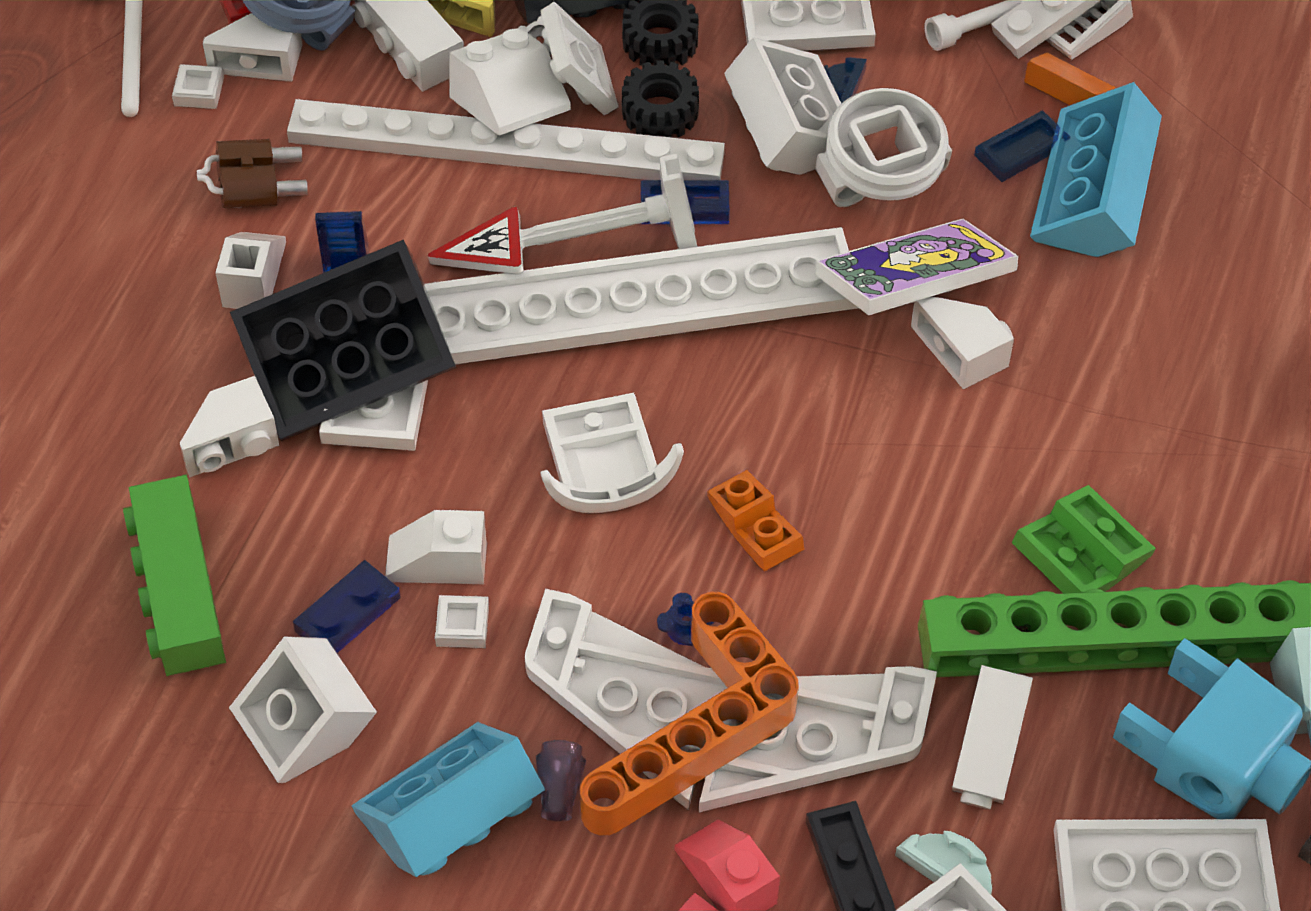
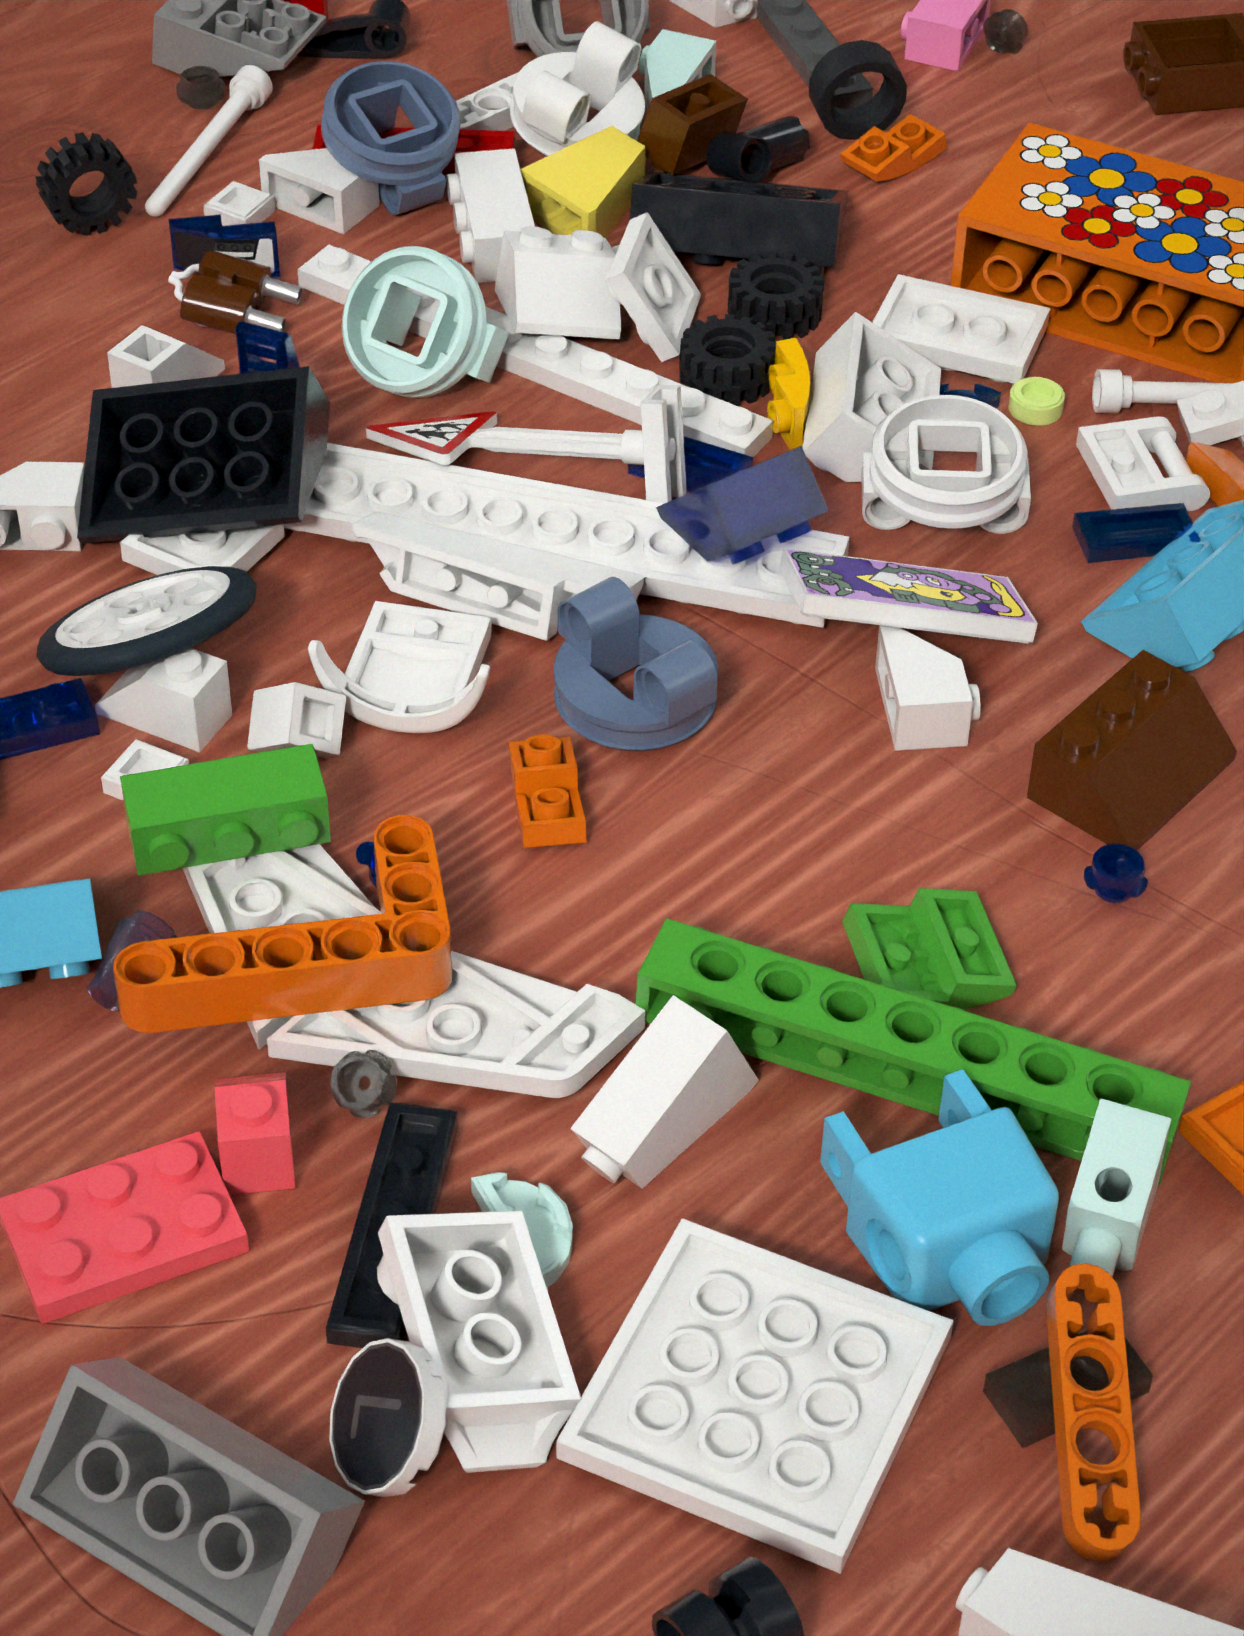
camera: 25 degrees right, 10 degrees down
(77, 112) = (72, 163): none -> black tyre
(197, 133) = (196, 235): none -> slope
(394, 497) = (146, 621): none -> wedge
(469, 163) = (383, 310): none -> light aqua piece
(548, 535) = (295, 717): none -> white panel
(563, 636) = (225, 809): none -> bright green brick
(617, 356) = (481, 574): none -> white wedge
(730, 373) = (609, 637): none -> sand blue piece
(733, 122) = (791, 390): none -> yellow slope
(766, 233) = (748, 507): none -> clear blue slope
(781, 820) = (347, 1077): none -> clear smoke plate
(892, 56) = (1036, 401): none -> yellowish green tile
(990, 95) = (1127, 472): none -> white plate
(1130, 337) = (1131, 754): none -> reddish brown slope
(1170, 425) = (1116, 873): none -> clear blue plate

